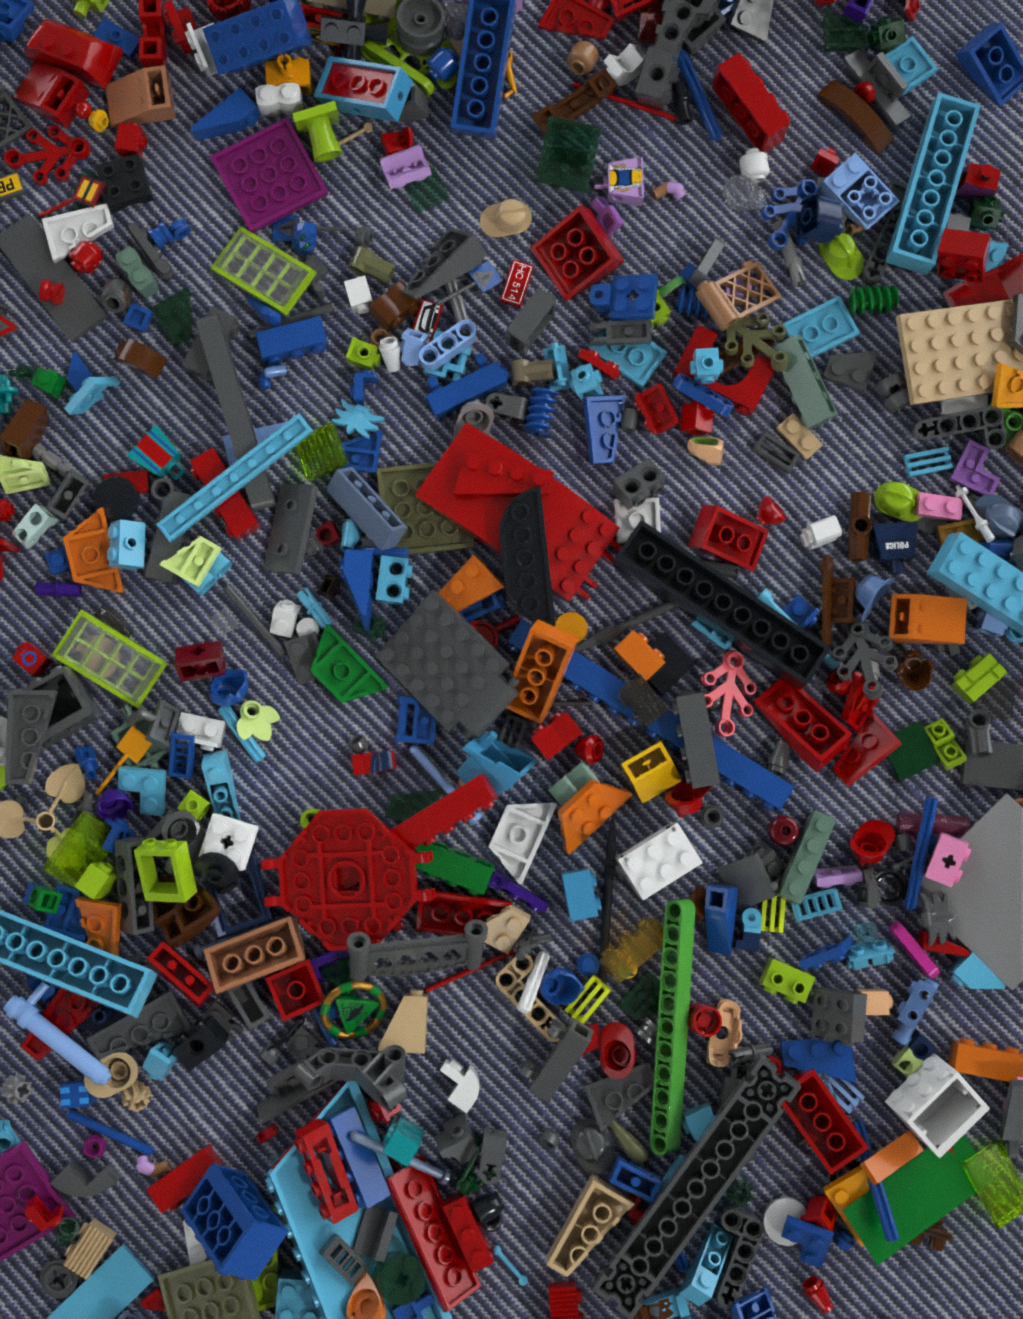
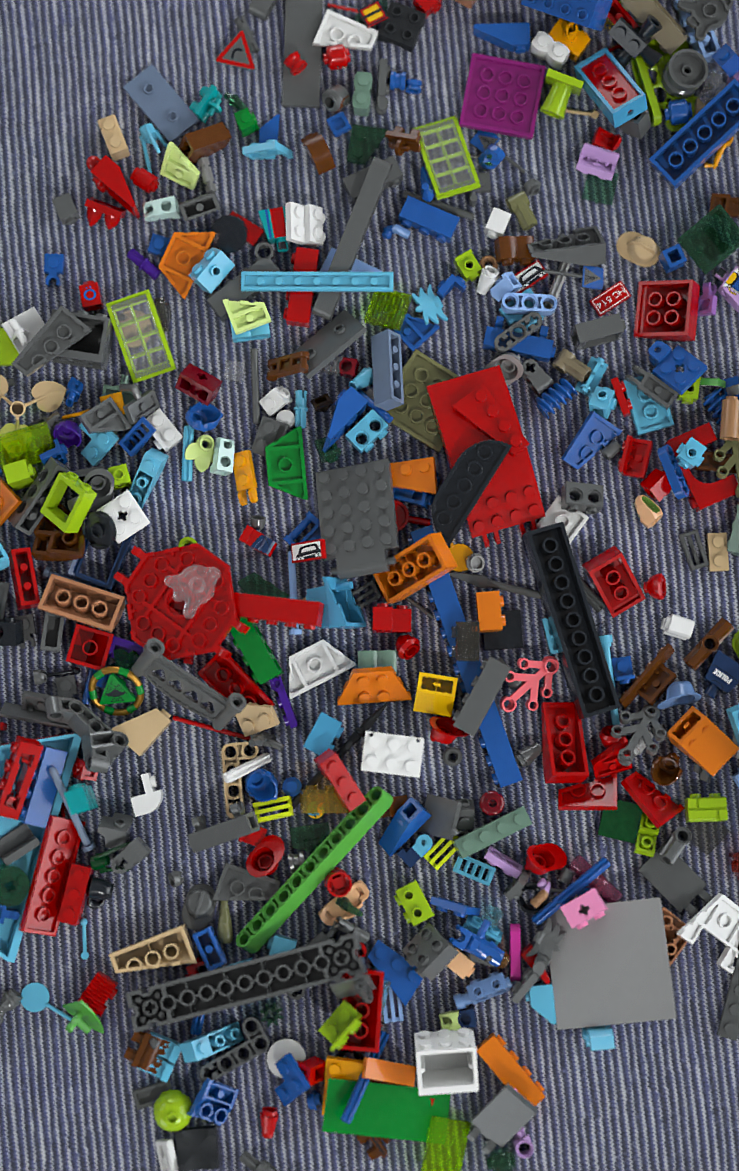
camera: 40 degrees right, 0 degrees up
(136, 763) = (104, 418): none -> dark grey wing
(180, 434) = (304, 224): none -> white plate
(212, 286) = (402, 141): none -> reddish brown hips
(270, 577) = (287, 365): none -> reddish brown plate
(277, 710) = (223, 457): none -> light aqua leg
(313, 712) = (245, 477): none -> light orange hinge
(348, 855) = (194, 586): none -> clear tile
(428, 734) = (308, 551): none -> tile
(457, 361) = (532, 328): none -> dark grey beam
(544, 202) = (672, 258): none -> blue brick
(589, 621) = (475, 562): none -> light grey plate
(632, 924) = (341, 780): none -> red arch
(729, 1034) = (347, 906): none -> clear green piece
(806, 1101) = (360, 985): none -> dark grey hinge
(816, 1153) = (339, 1024): none -> lime bracket
(879, 973) = (479, 948): none -> blue piece
(897, 876) = (543, 893): none -> arm
(926, 711) = (652, 802): none -> red wing
(950, 964) = (529, 978): none -> dark grey hinge

